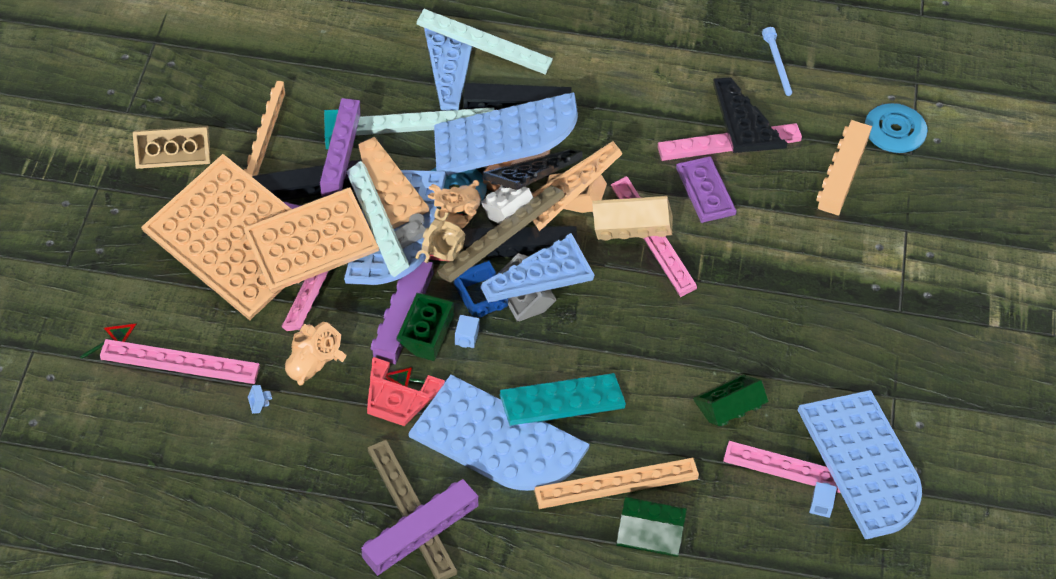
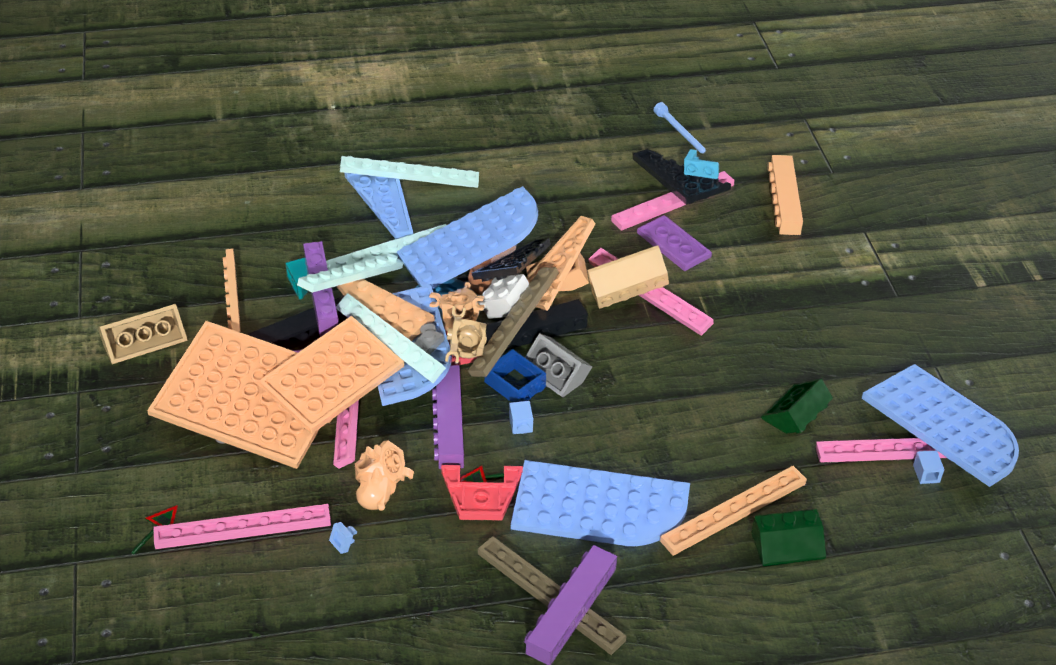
camera: 20 degrees left, 10 degrees down
(371, 141) = (350, 273): none -> light aqua plate
(426, 326) = (480, 422): dark green slope -> none
(505, 96) = (445, 212): black brick -> none
(545, 270) = (570, 341): light blue wing -> none
(562, 399) = (643, 450): teal plate -> none
(759, 113) = (700, 168): none -> medium azure bracket
(893, 140) = (816, 146): dark azure piece -> none

